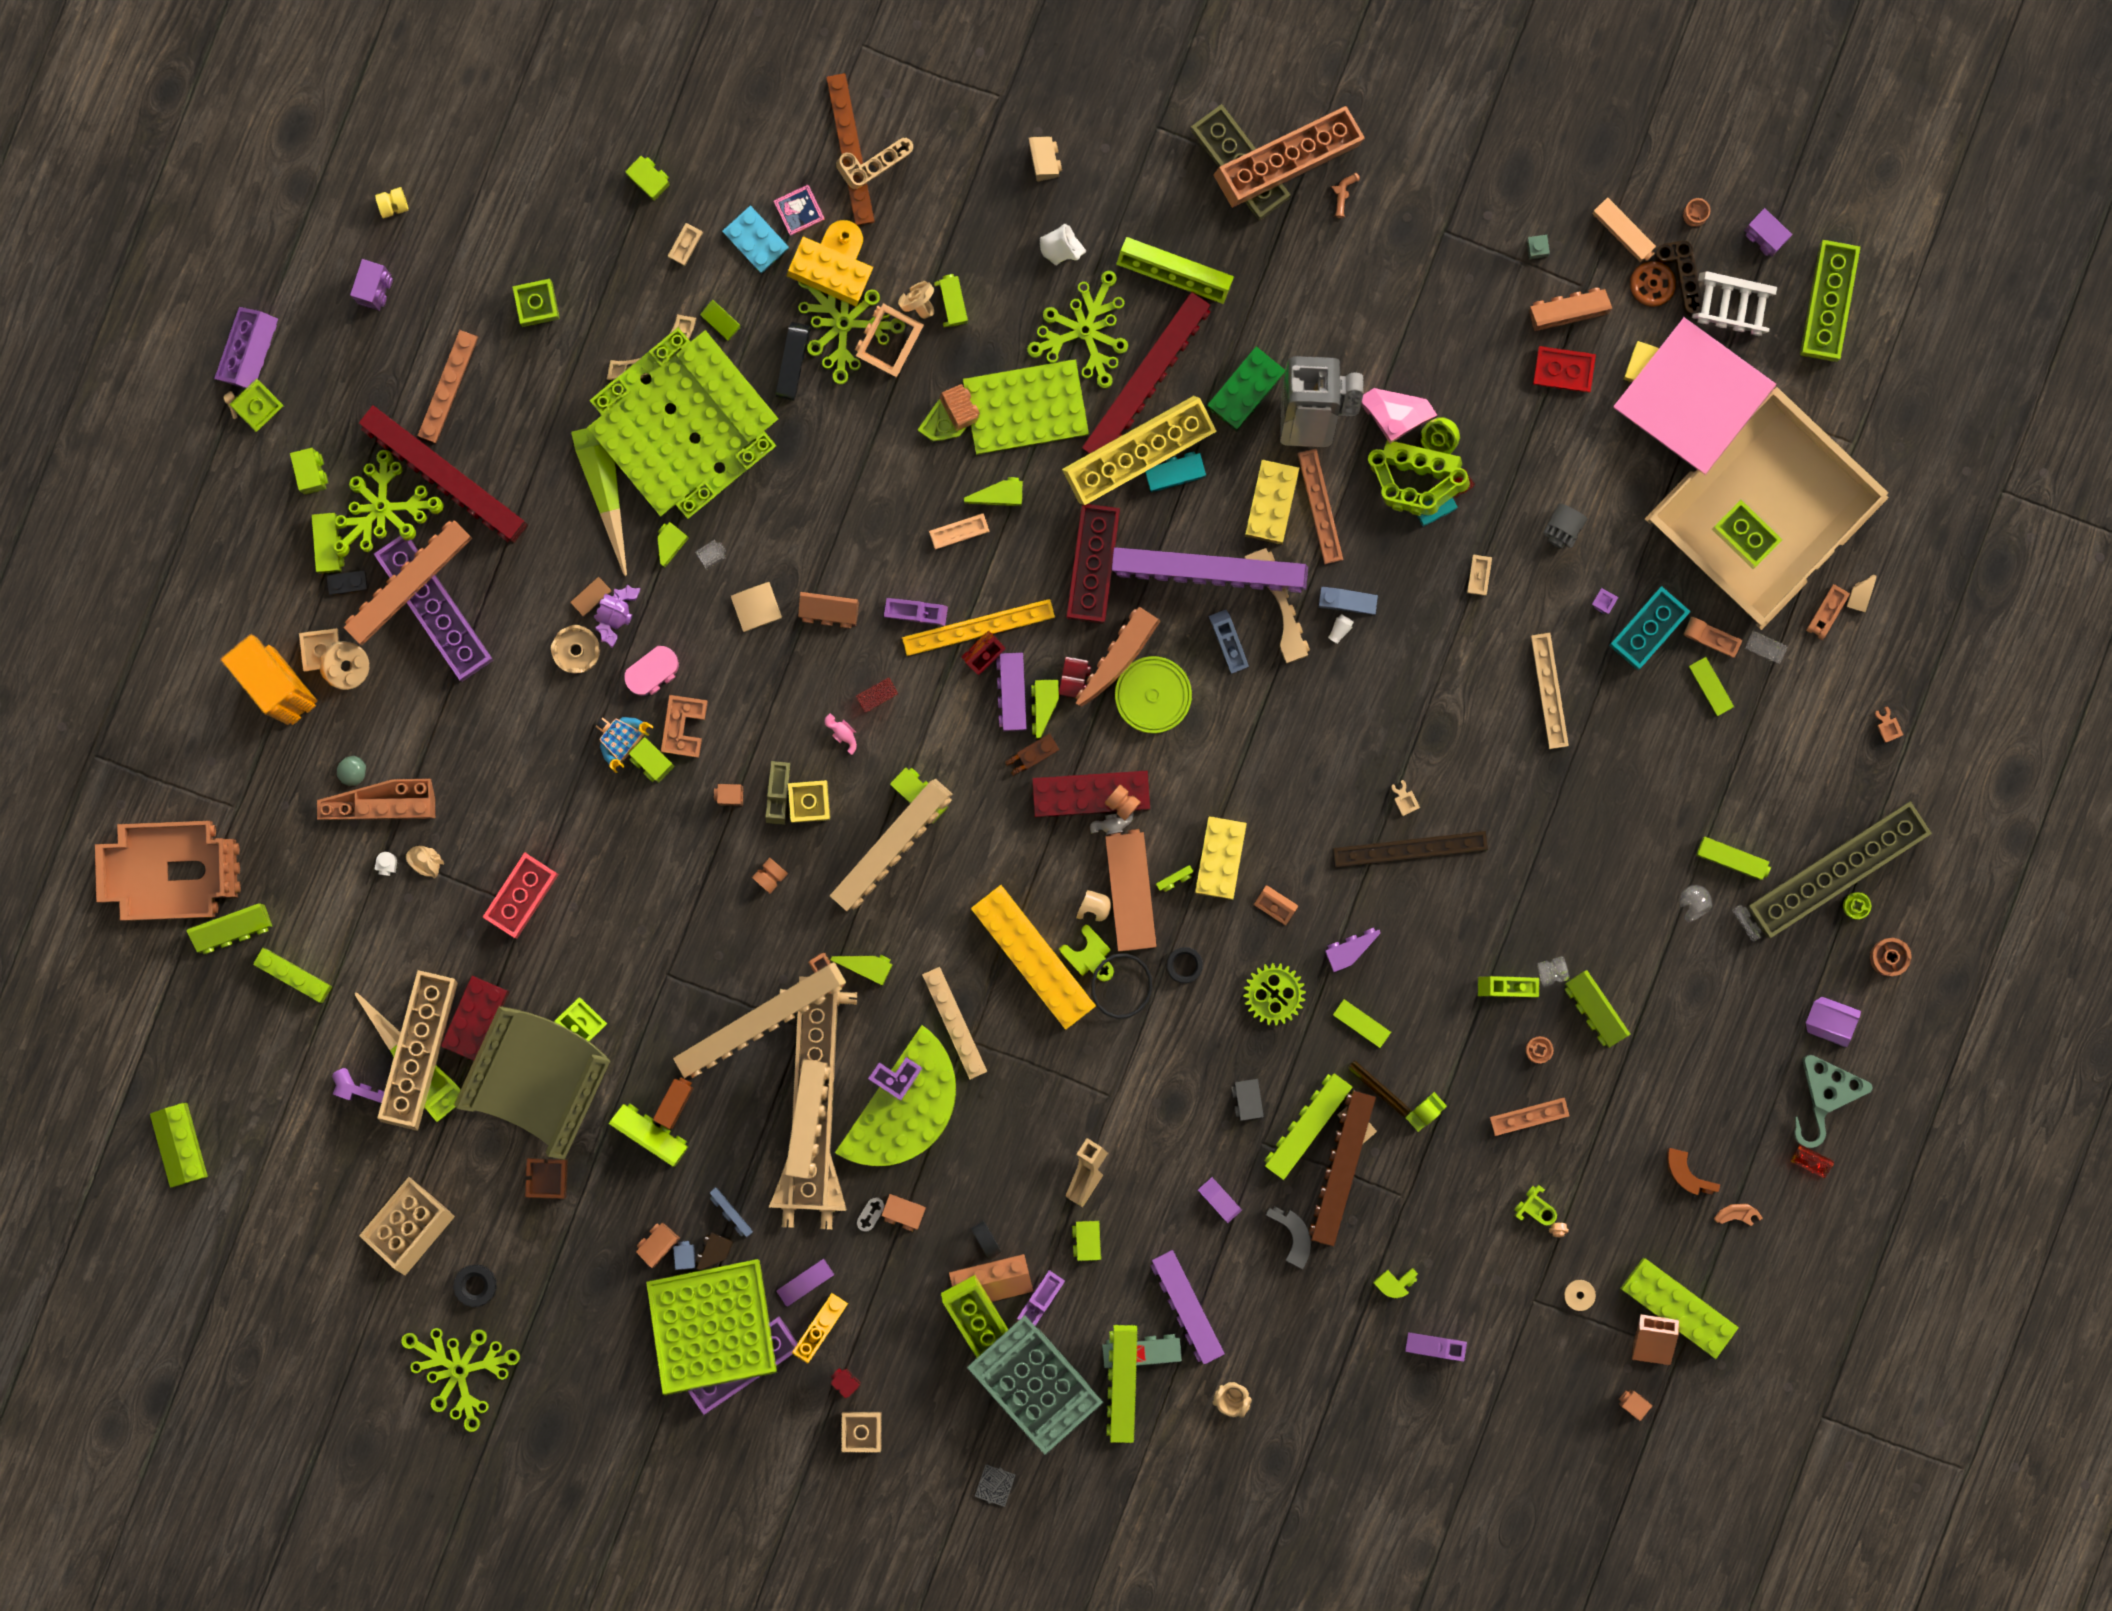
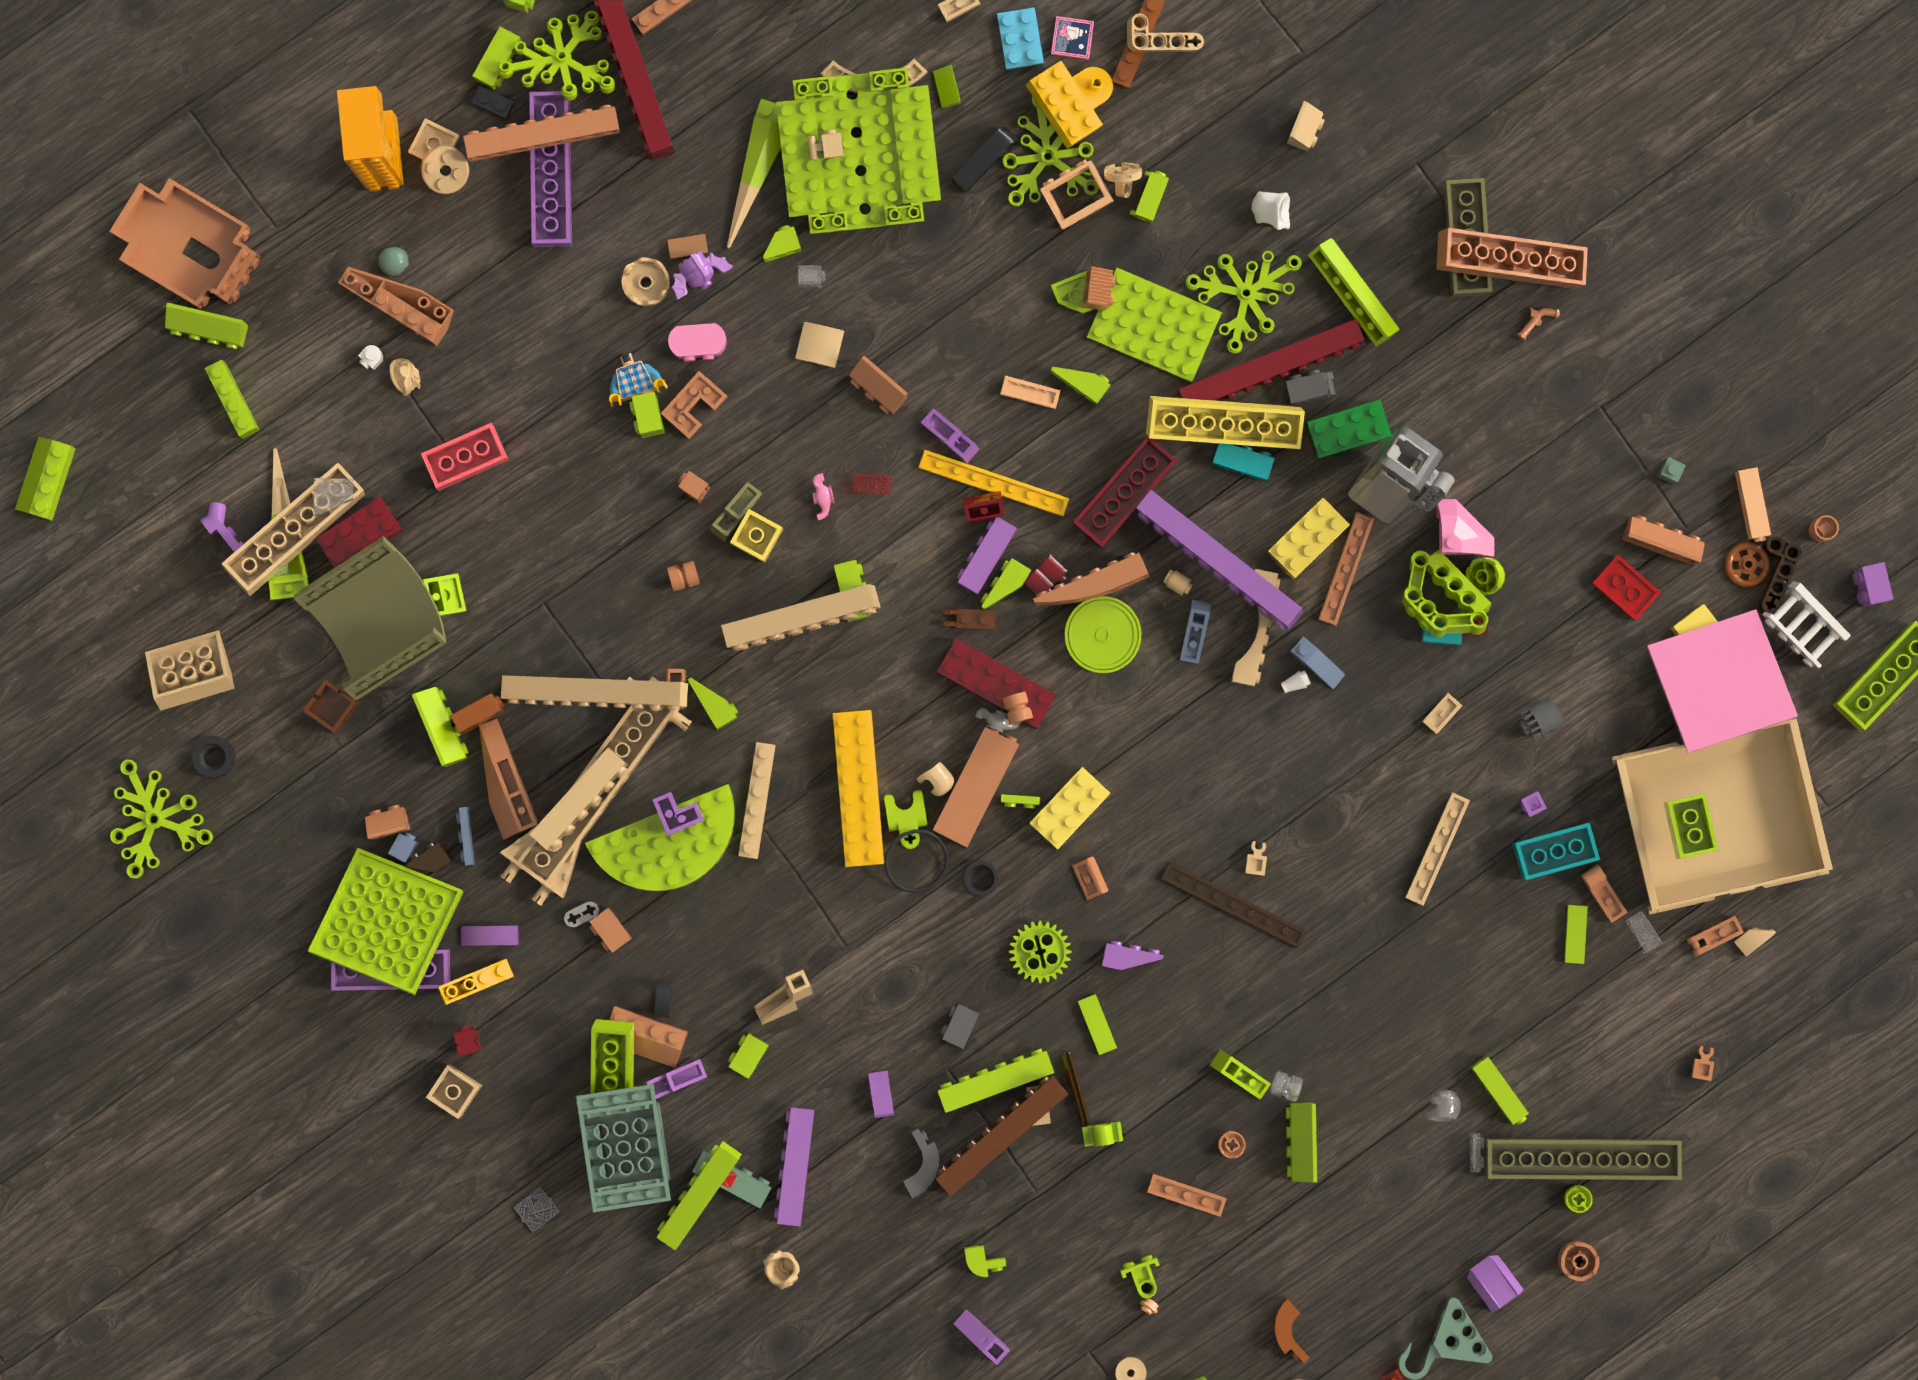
camera: 20 degrees right, 0 degrees up
(430, 999) = (331, 494): none -> clear wing
(656, 434) = (830, 145): none -> tan brick
(734, 1148) = (504, 785): none -> nougat wedge
(1187, 609) = (1178, 582): none -> tan brick
(1191, 373) = (1310, 387): none -> dark grey hinge

